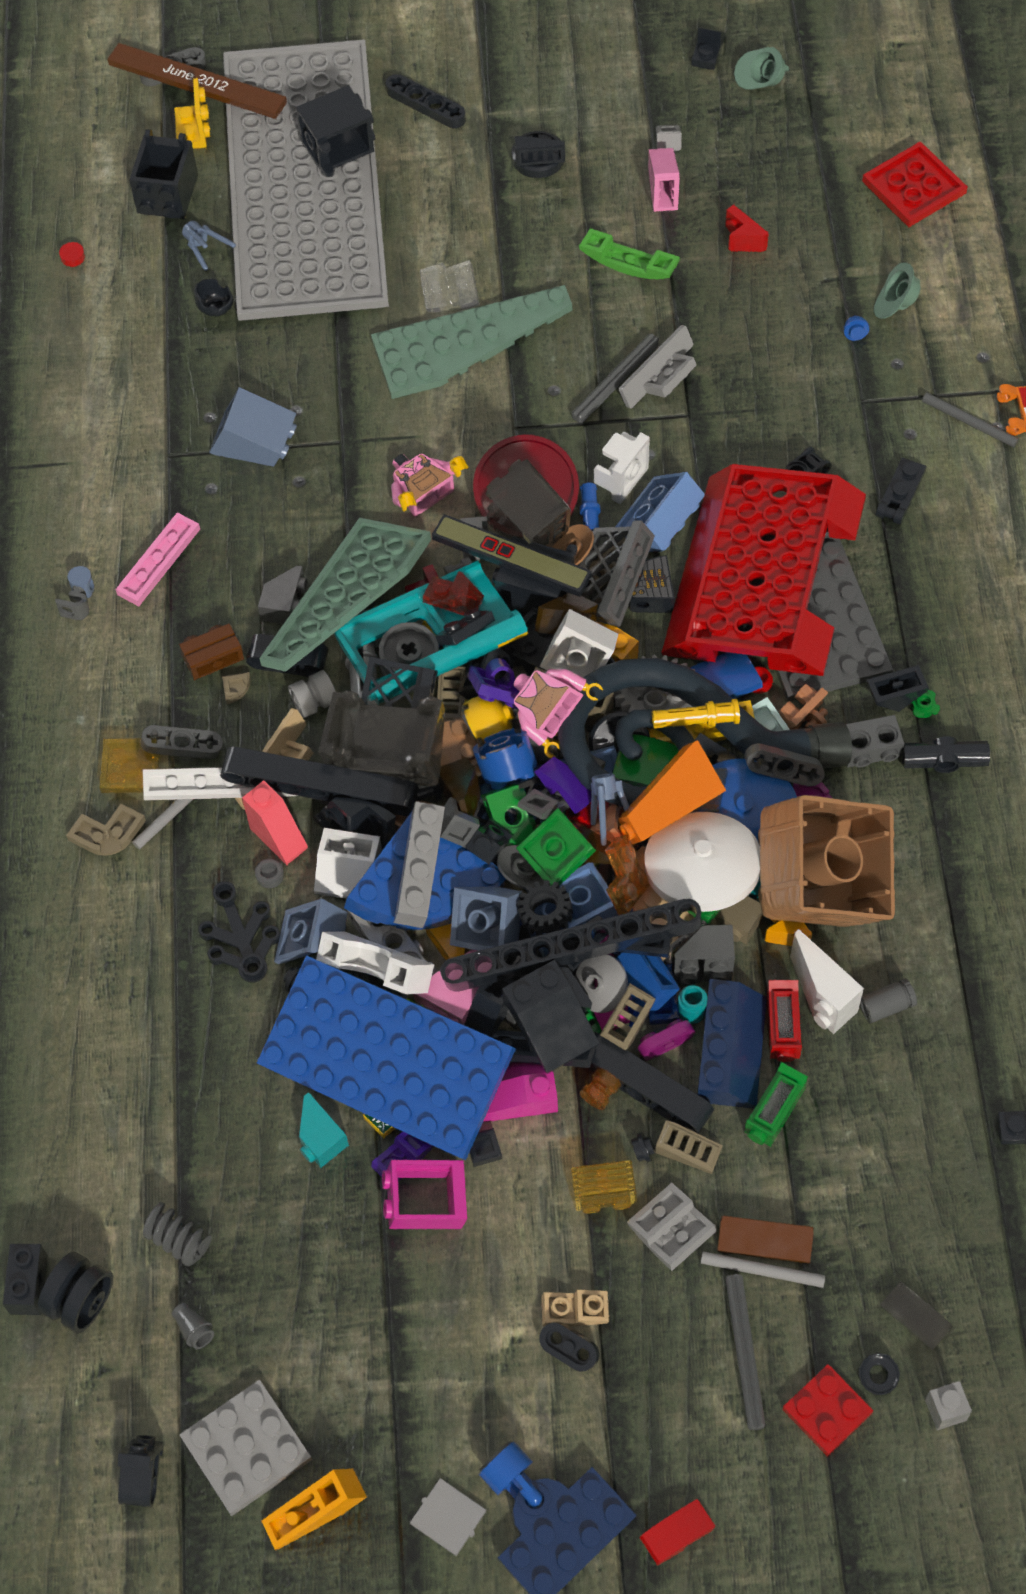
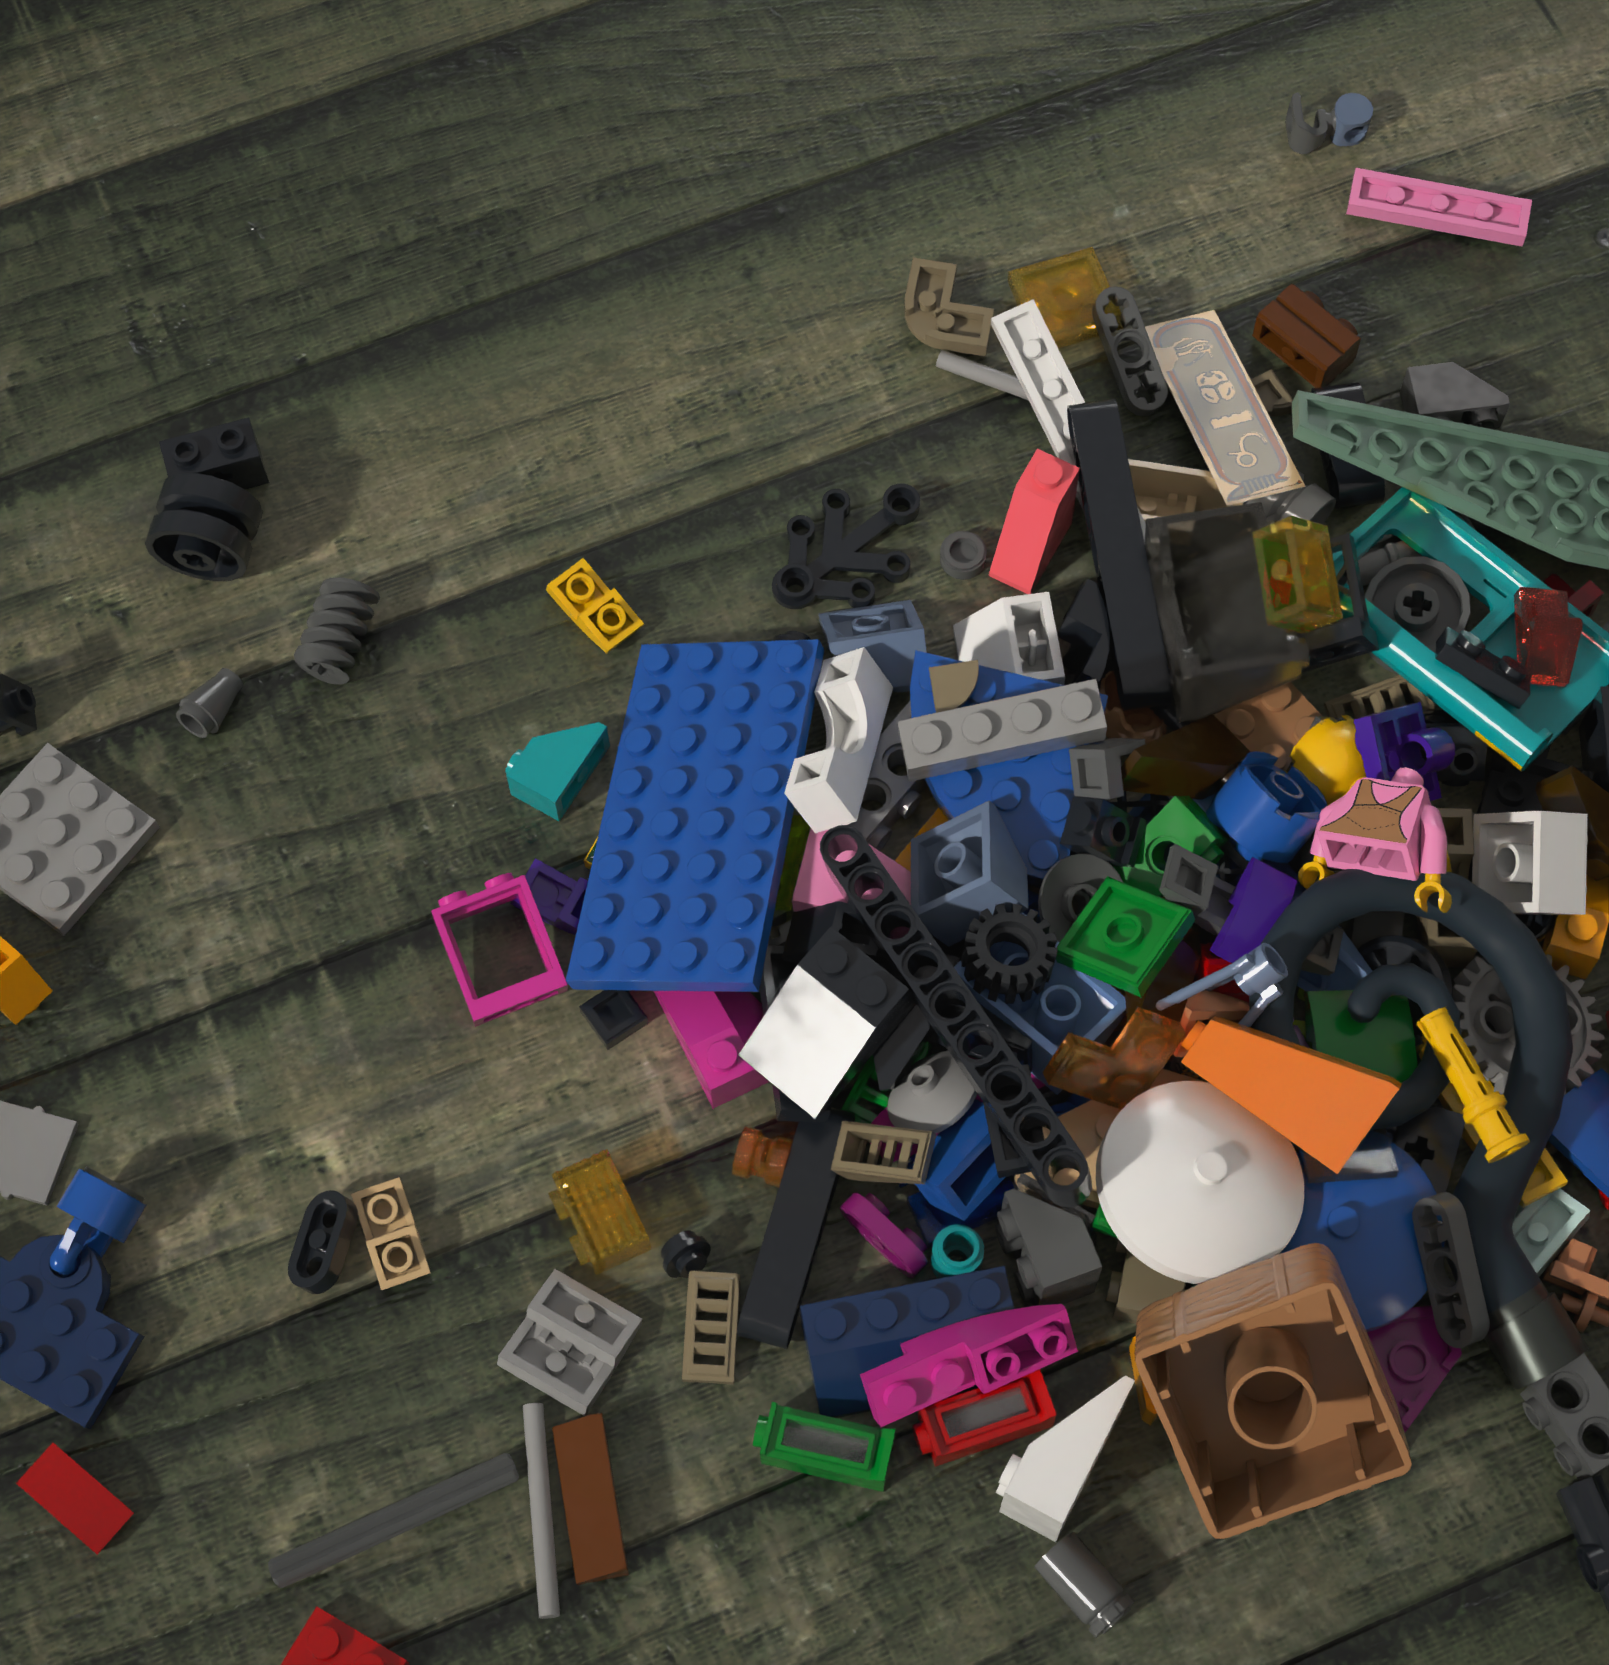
camera: 70 degrees right, 5 degrees up
(219, 1084) = (593, 606): none -> yellow slope
(241, 706) = (1222, 408): none -> sticker
(380, 882) = (953, 684): none -> dark tan tile
(386, 688) = (1297, 574): none -> clear yellow brick
(752, 1006) = (968, 1353): none -> dark pink slope

